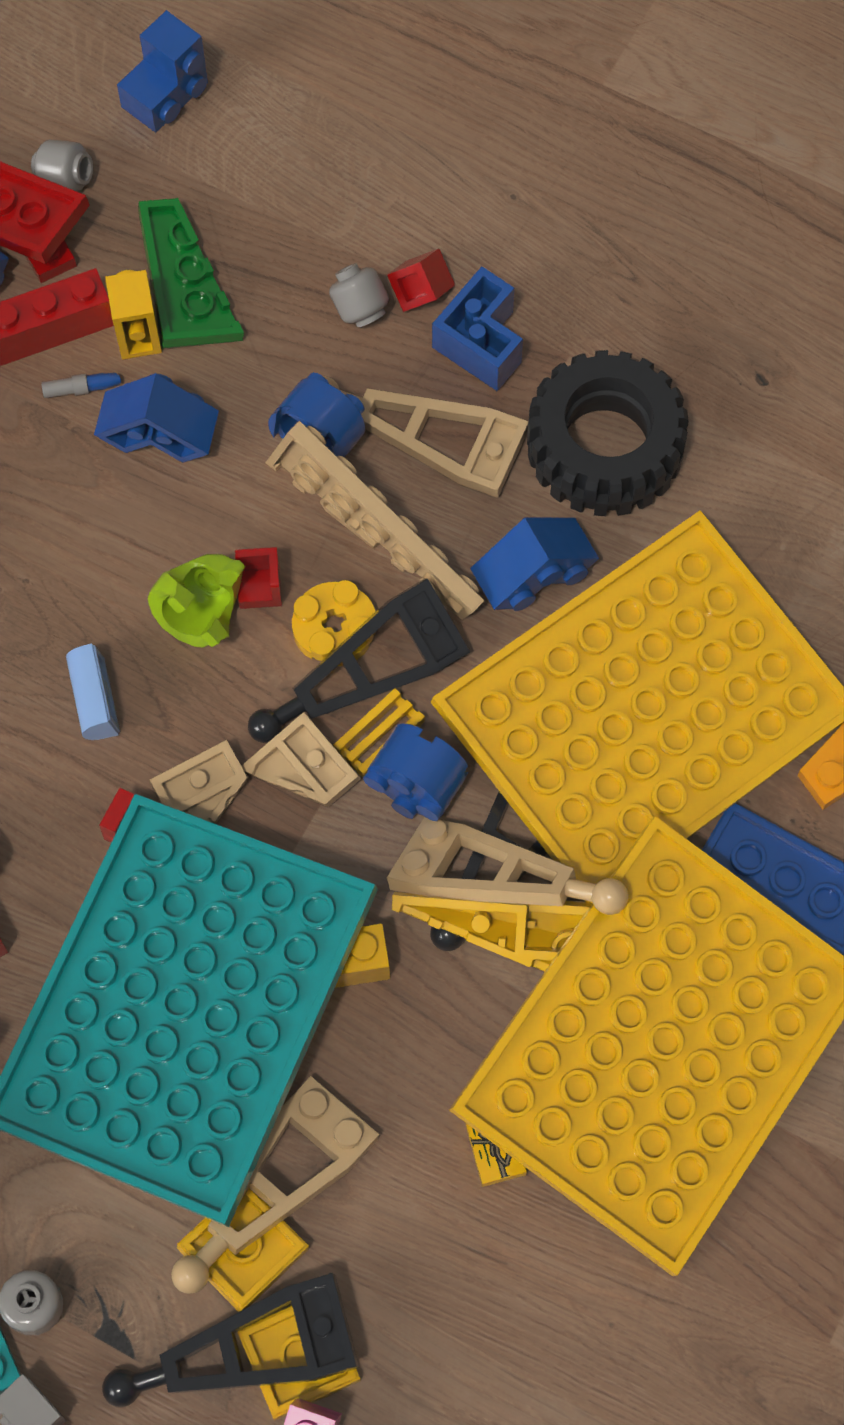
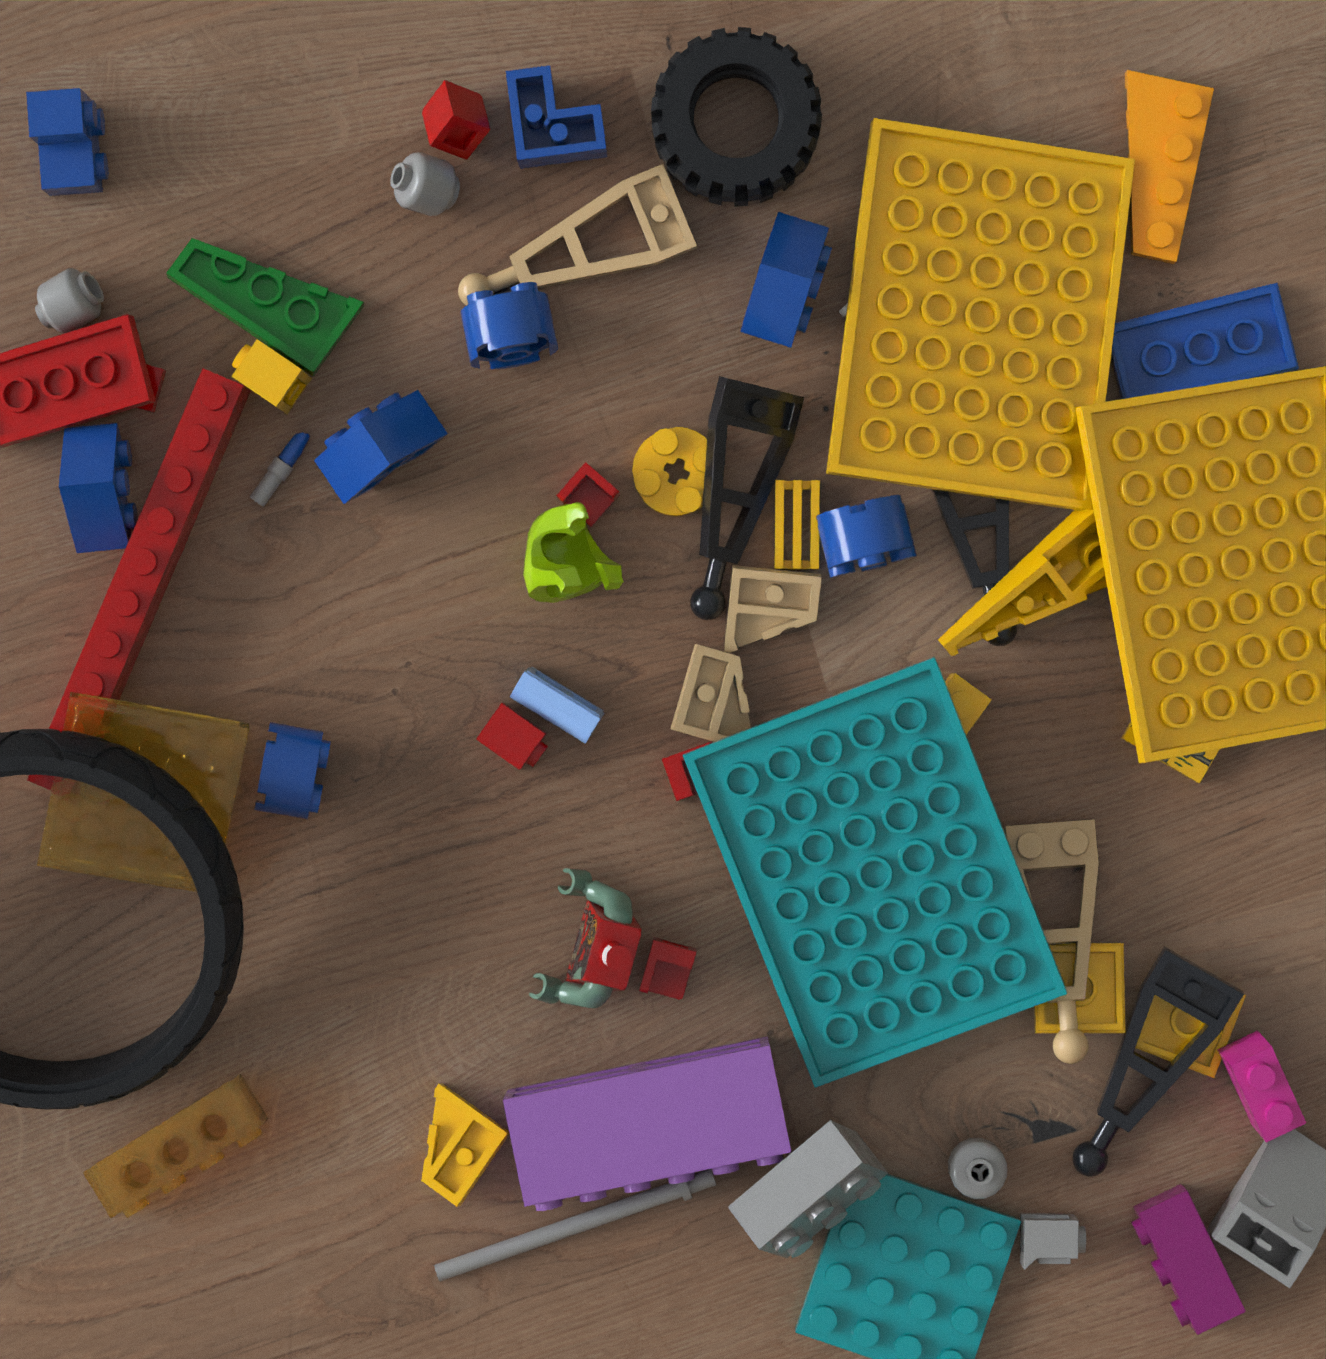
camera: 45 degrees left, 20 degrees up
(39, 684) = (513, 737): none -> red brick
(367, 515) = (624, 364): tan wing -> none
(437, 843) = (932, 581): tan plate -> none

